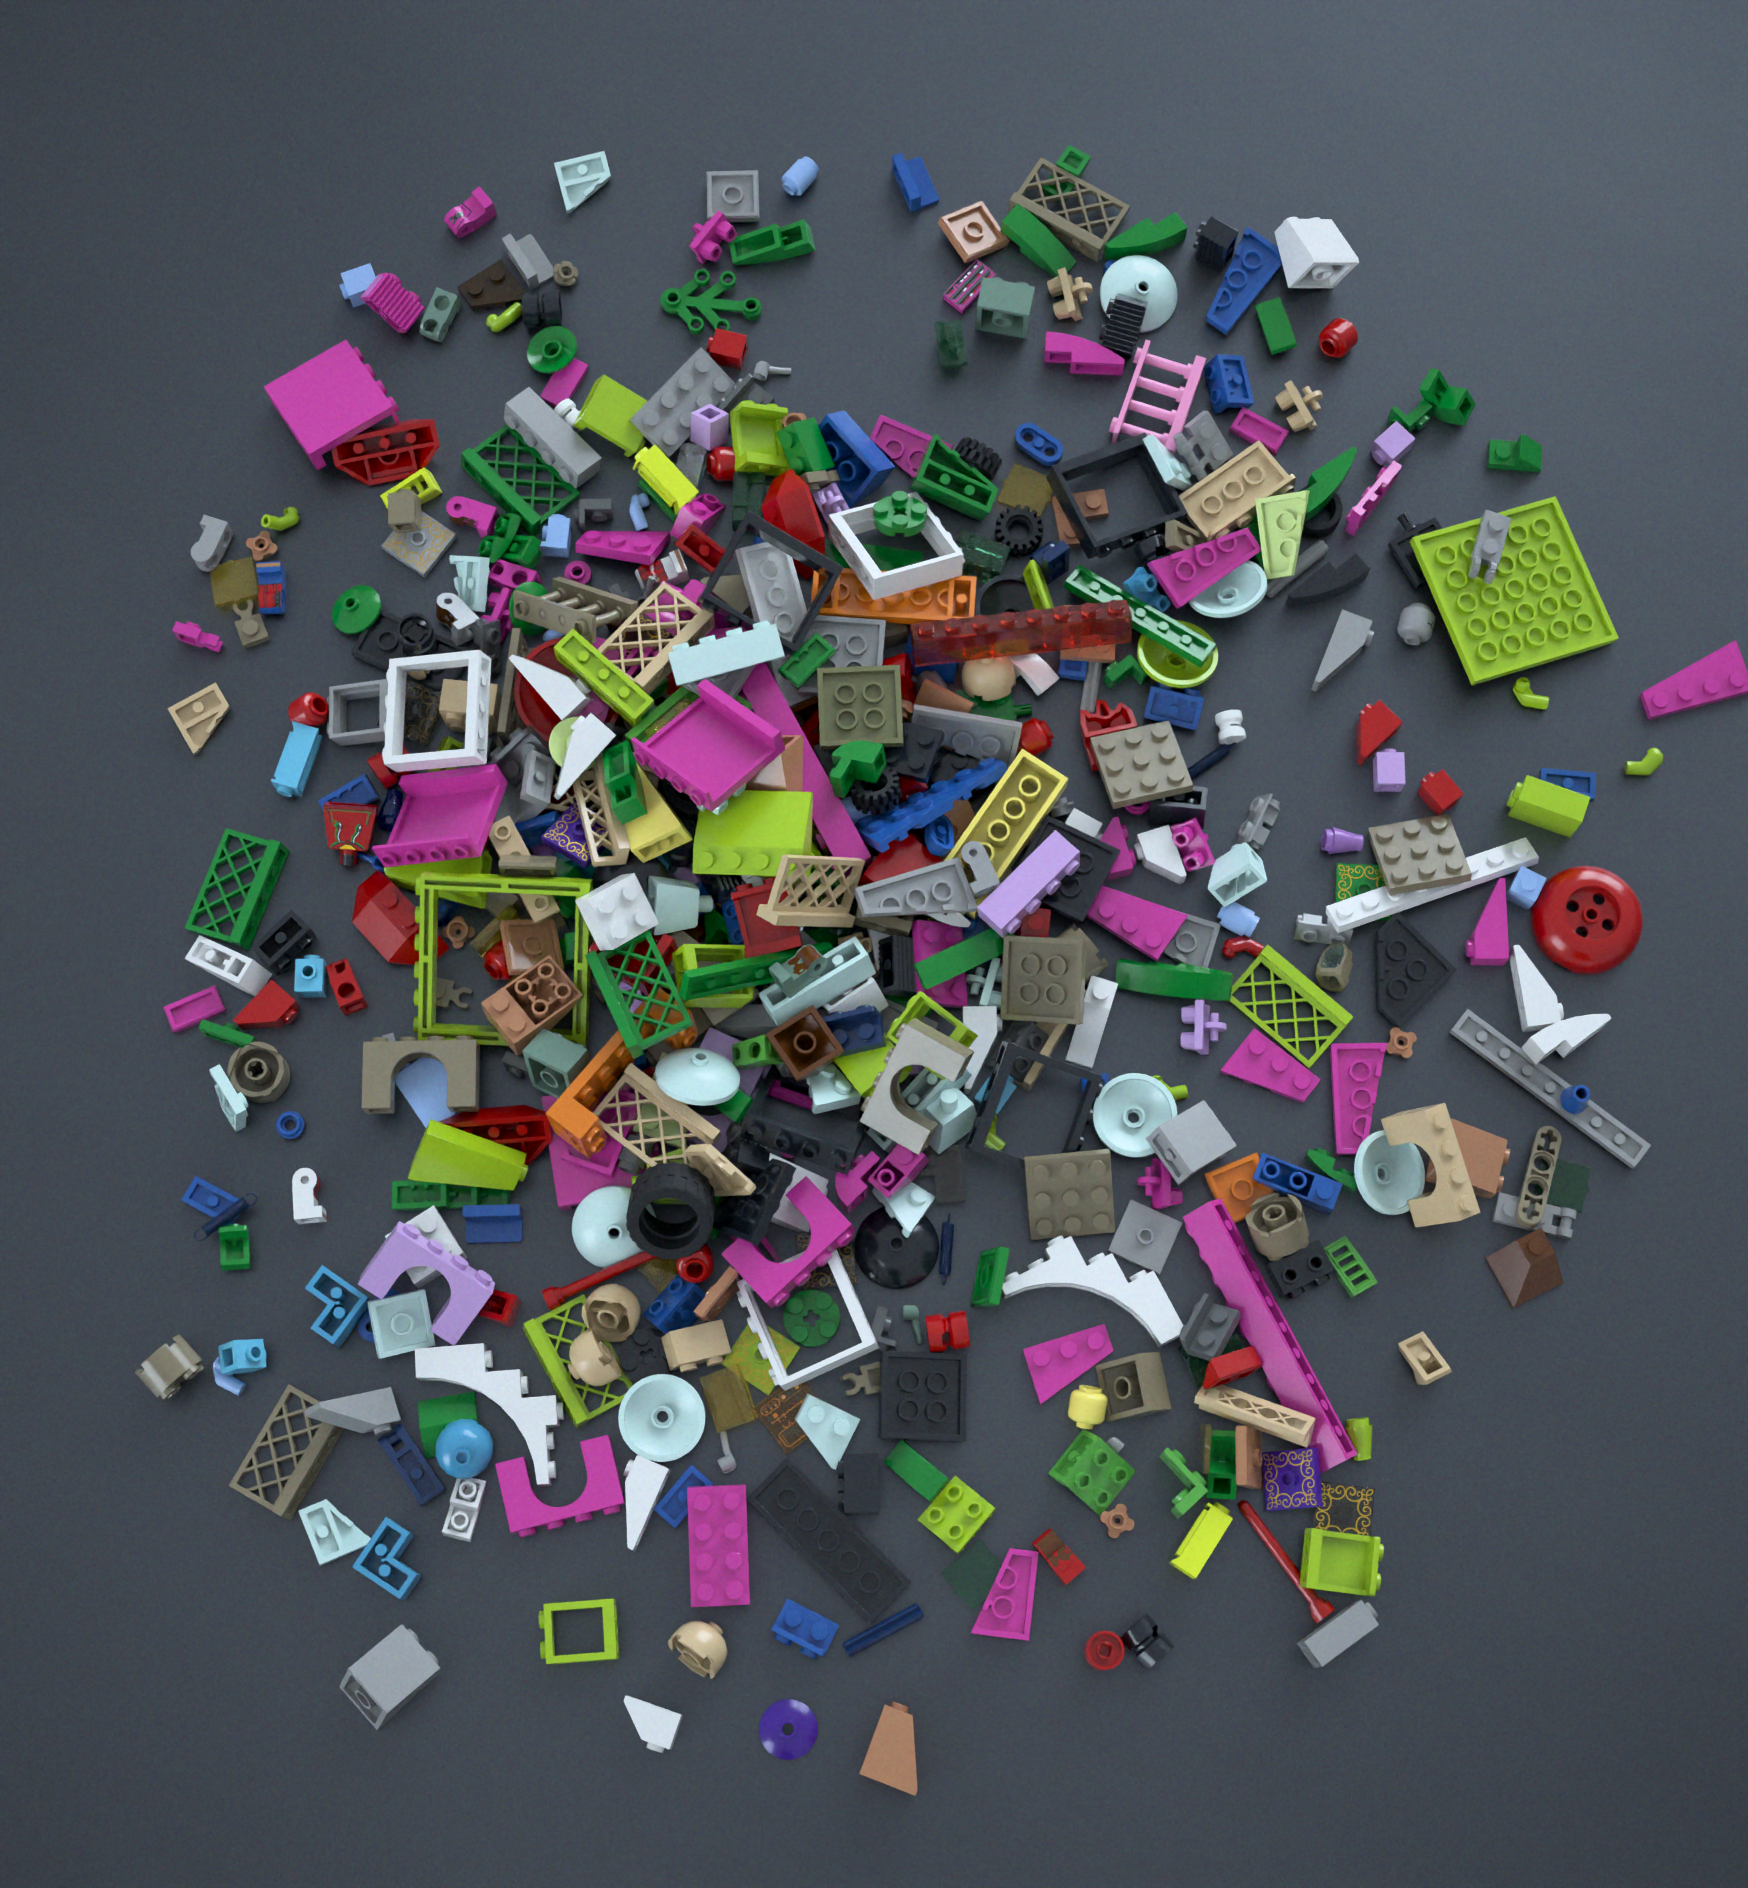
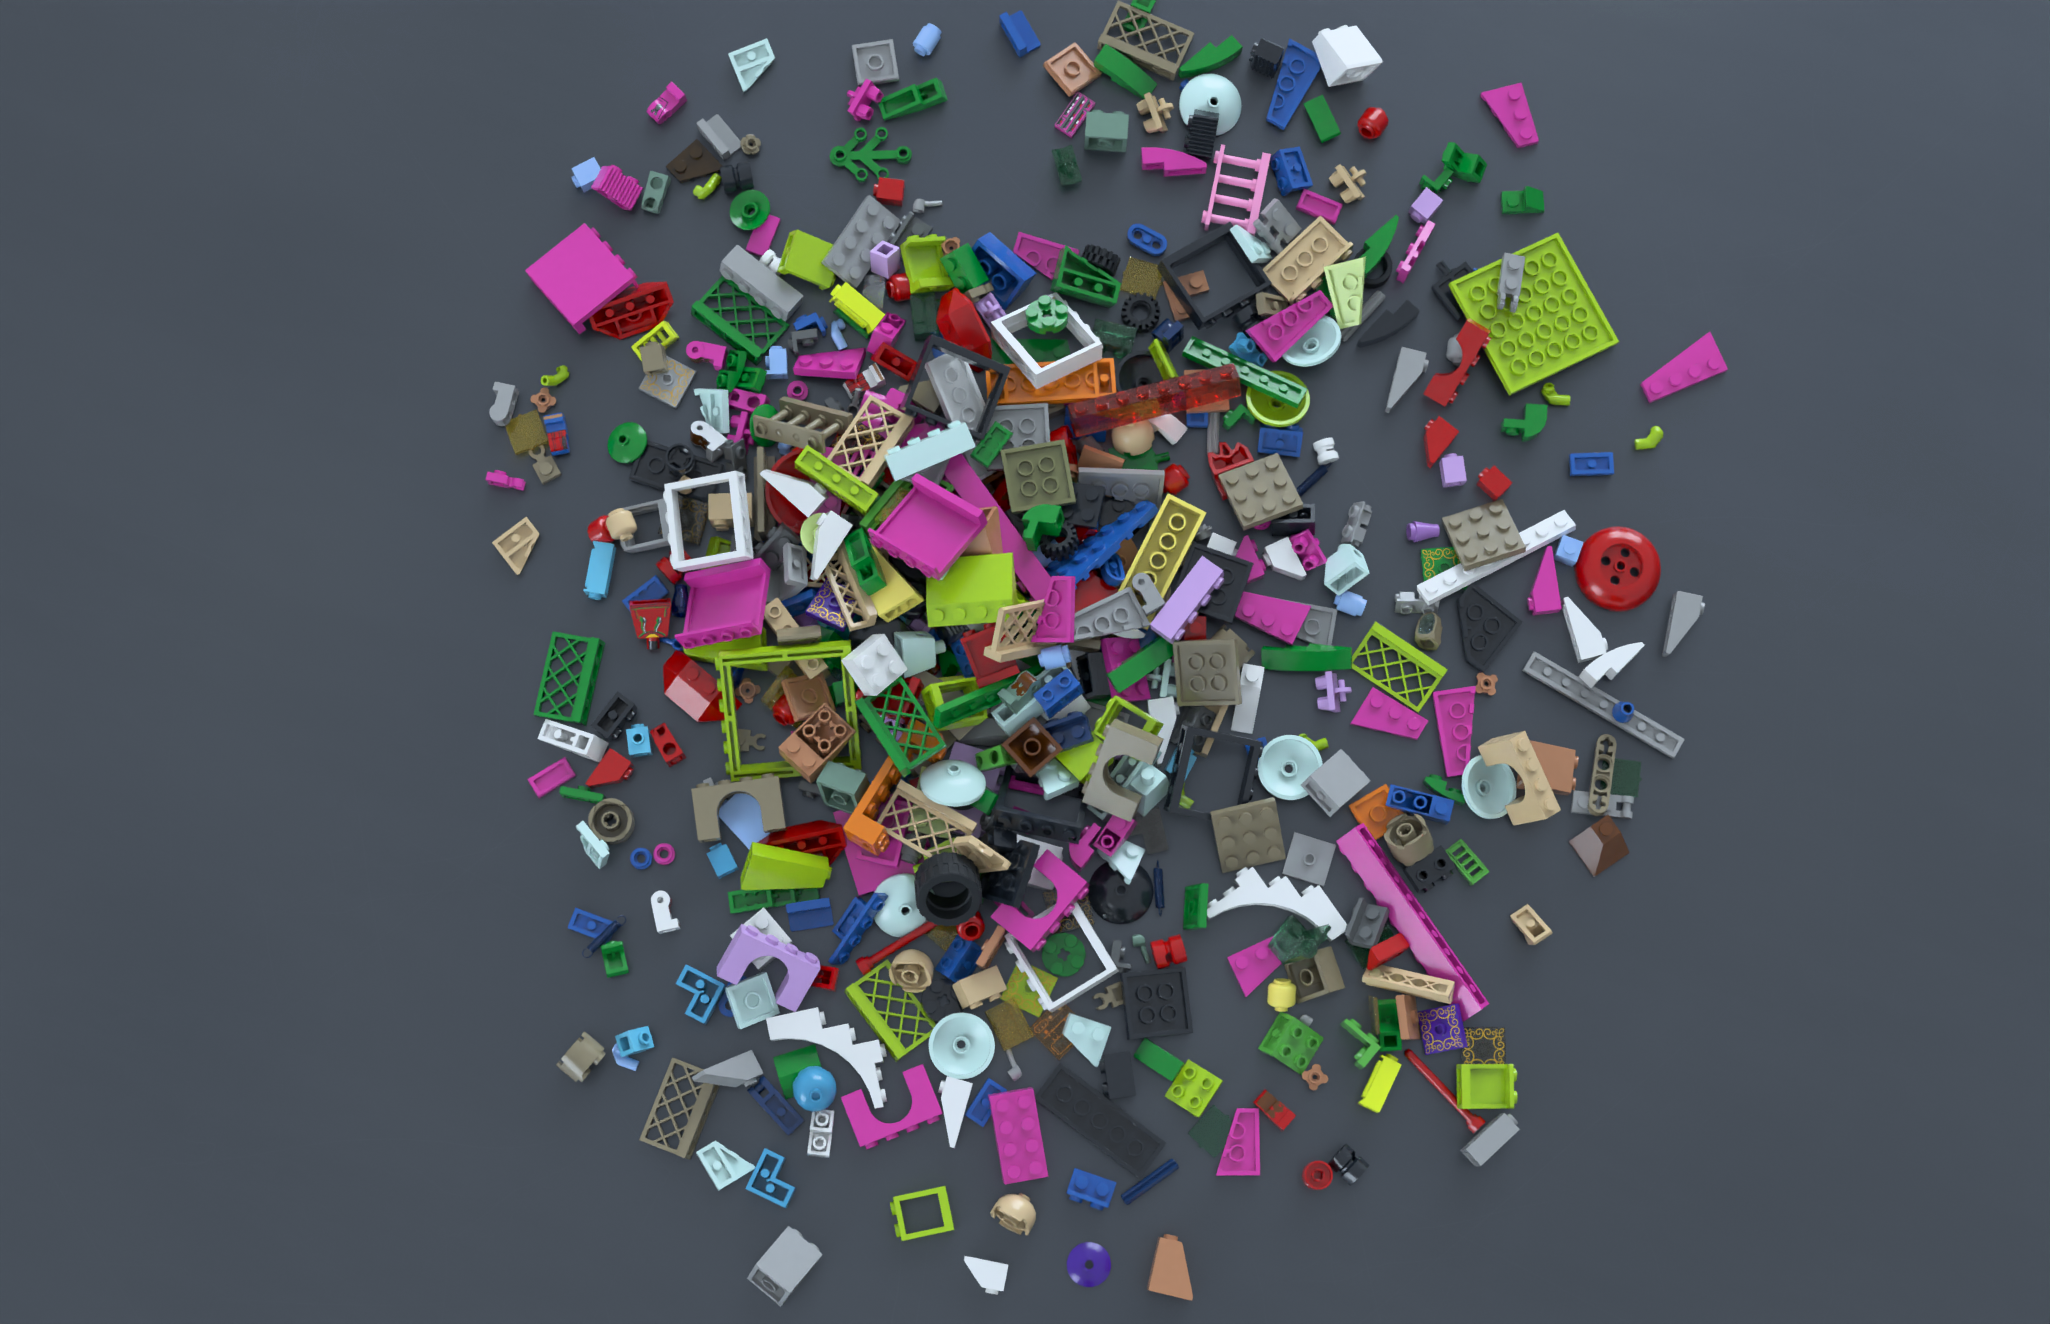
camera: 10 degrees left, 5 degrees up
(316, 1116) = (657, 853): none -> dark pink plate
(329, 704) = (621, 524): none -> tan head
(392, 1140) = (722, 860): none -> dark azure brick
(546, 1243) = (854, 923): none -> blue bracket
(592, 1359) = (903, 1008): tan cylinder -> none
(606, 490) = (810, 322): none -> blue bracket
(848, 979) = (1058, 693): none -> blue bracket
(849, 932) = (1054, 656): none -> light blue brick
(860, 878) = (1058, 614): none -> dark pink wing
(1113, 1339) = (1295, 942): none -> clear green bracket
(1158, 1186) = (1314, 819): dark pink hips -> none
(1239, 944) = (1354, 622): red arm -> none
(1360, 1434) = (1489, 987): lime cone -> none
(1432, 608) = (1471, 339): none -> red arch
(1494, 727) = (1530, 426): none -> green brick
(1516, 348) = (1513, 112): none -> dark pink wing
(1547, 805) = (1578, 484): lime brick -> none
(1665, 986) = (1683, 614): none -> light grey slope

